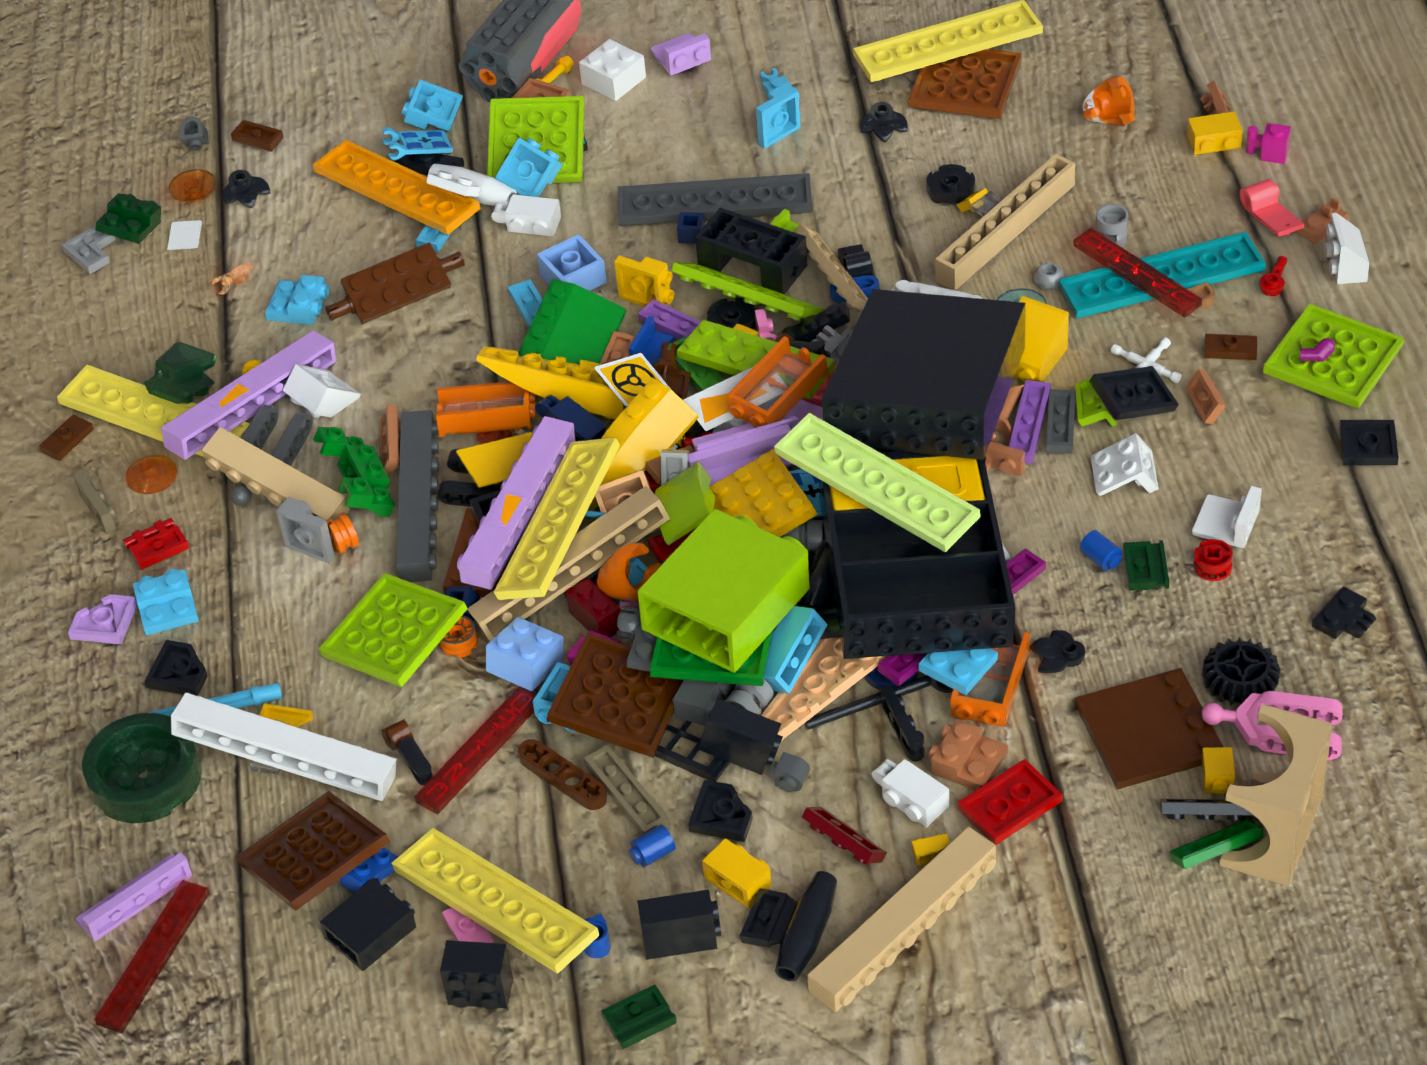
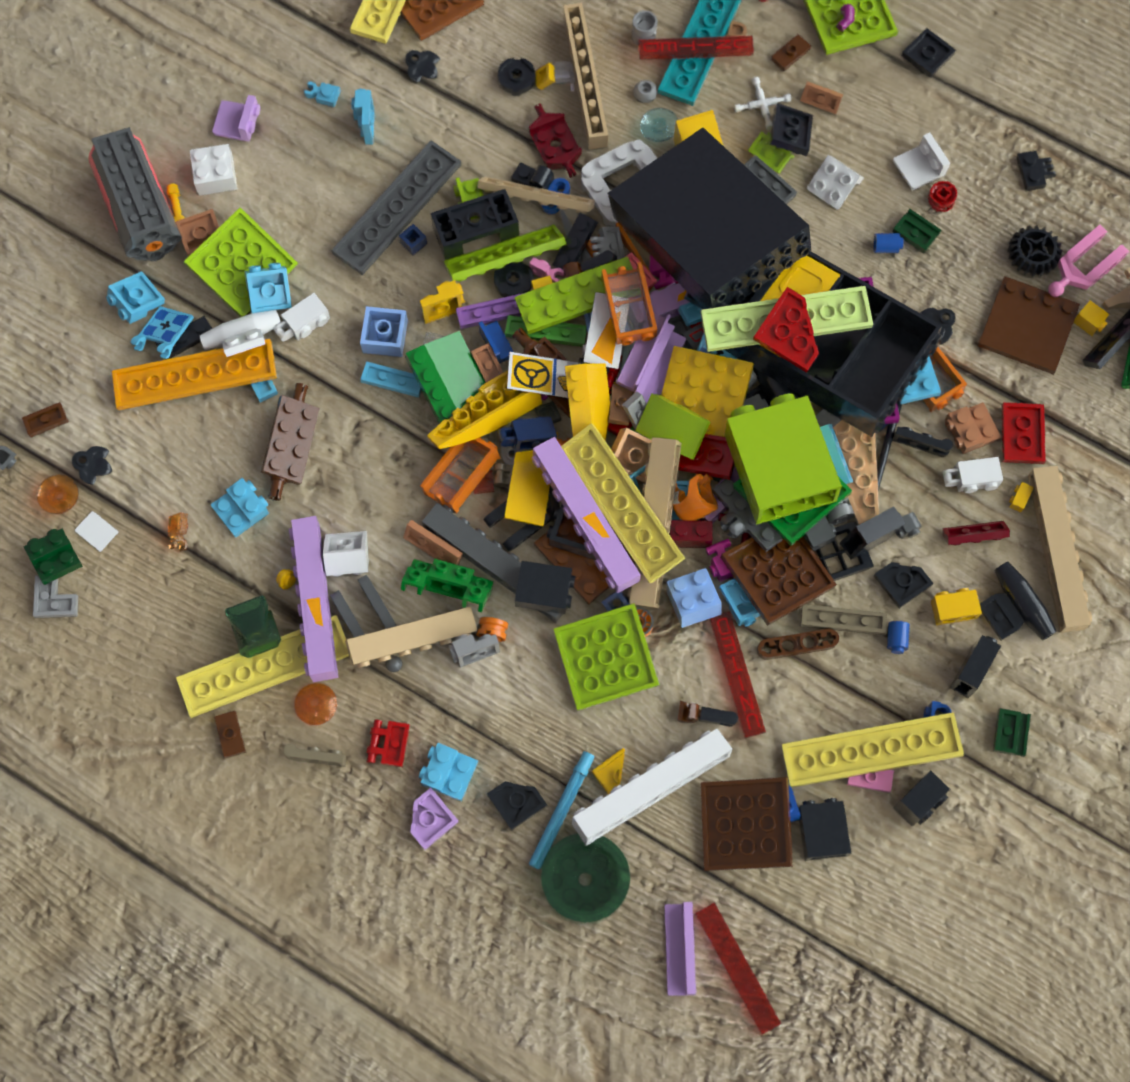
camera: 55 degrees left, 25 degrees up
(414, 529) = (544, 587): none -> black brick
(858, 483) = (789, 331): none -> red plate
(917, 239) = (551, 128): none -> dark red plate

